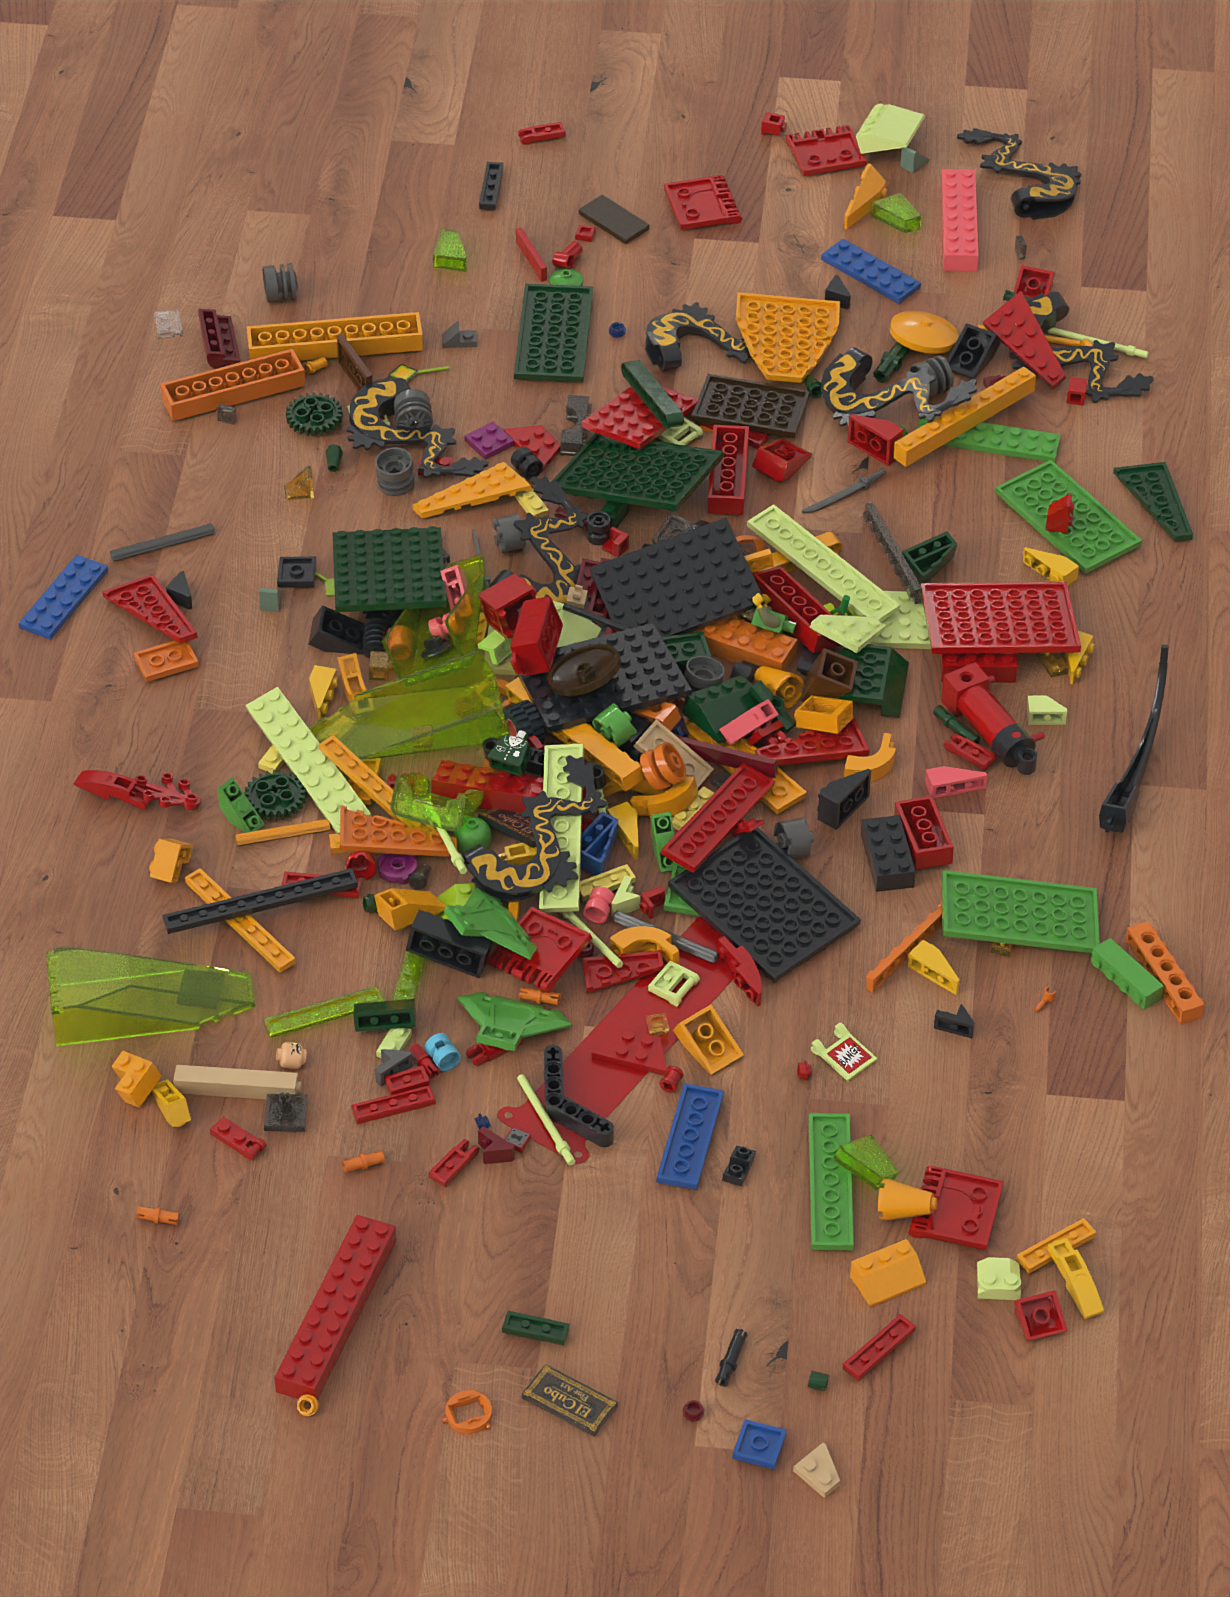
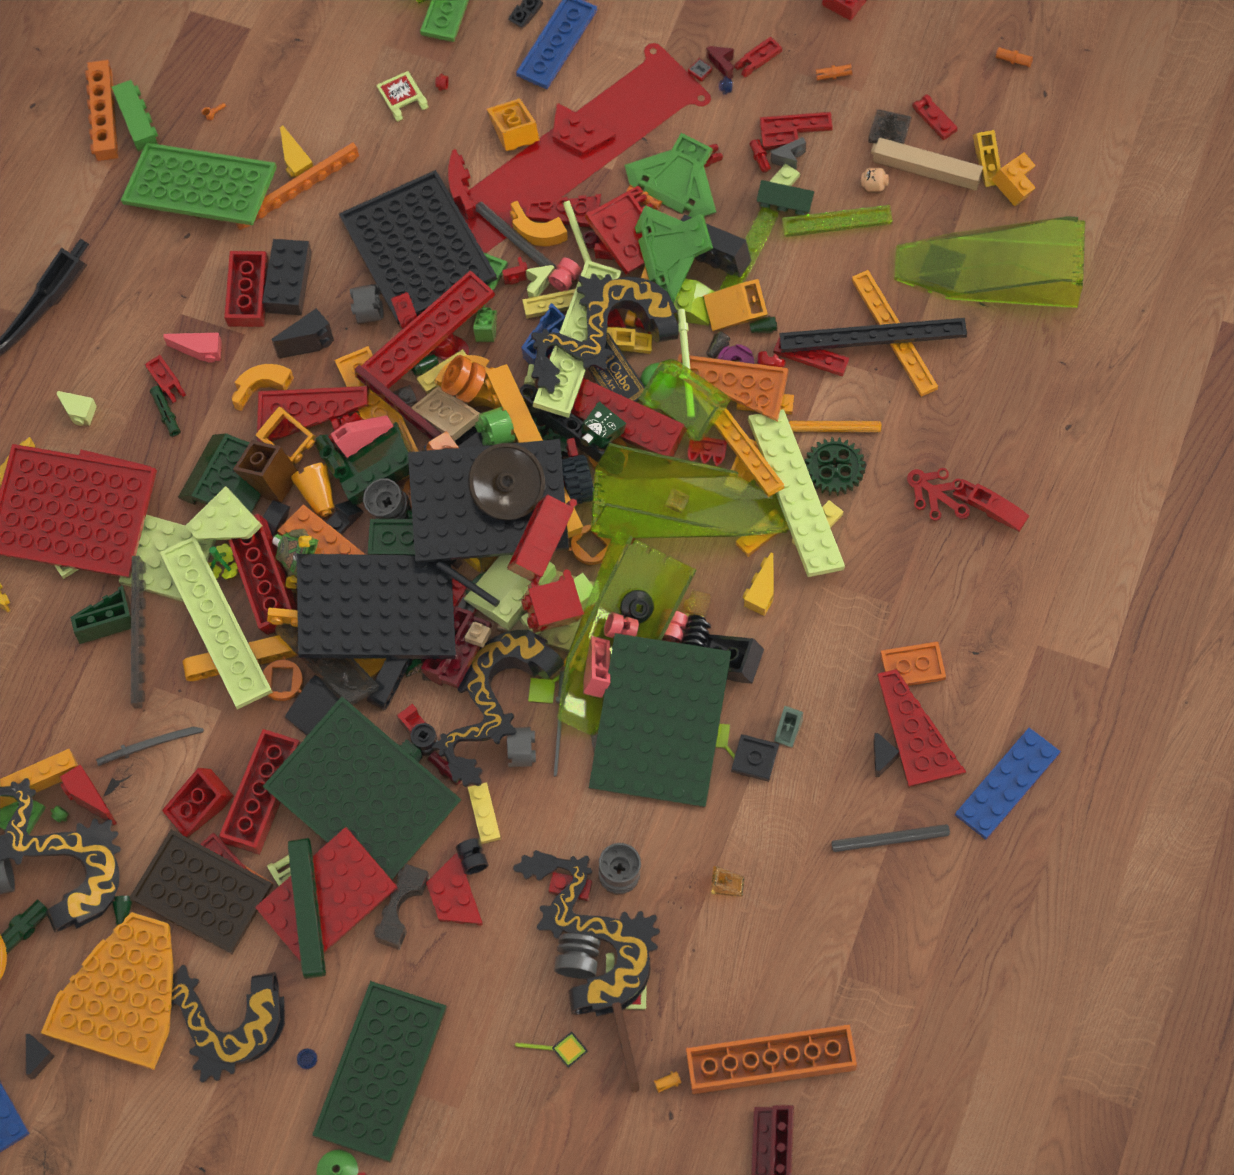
camera: 160 degrees left, 20 degrees up
(169, 859) = (948, 401): light orange brick -> none
(226, 414) = (786, 1019): clear smoke tile -> none
(238, 808) = (874, 449): bright green slope -> none
(314, 414) = (672, 984): dark green gear -> none
(319, 338) = (637, 1111): light orange brick -> none
(333, 455) = (679, 922): dark green cone -> none
(351, 676) = (728, 572): light orange arch -> none
(442, 1051) = (743, 155): medium azure wheel -> none
(454, 338) = (491, 1091): dark grey slope -> none
(474, 490) = (527, 829): light orange wing -> none
(489, 440) = (501, 913): magenta plate -> none
(561, 1146) = (665, 54): yellowish green bar -> none
(567, 1111) = (631, 58): black beam -> none
(627, 826) = (513, 355): yellow slope -> none
(657, 1024) = (550, 148): clear yellow plate -> none
(669, 979) = (528, 191): yellowish green plate -> none
(671, 1079) = (555, 94): red bush -> none
(957, 1024) = (298, 97): black slope -> none
(967, 694) = (137, 422): red piece -> none

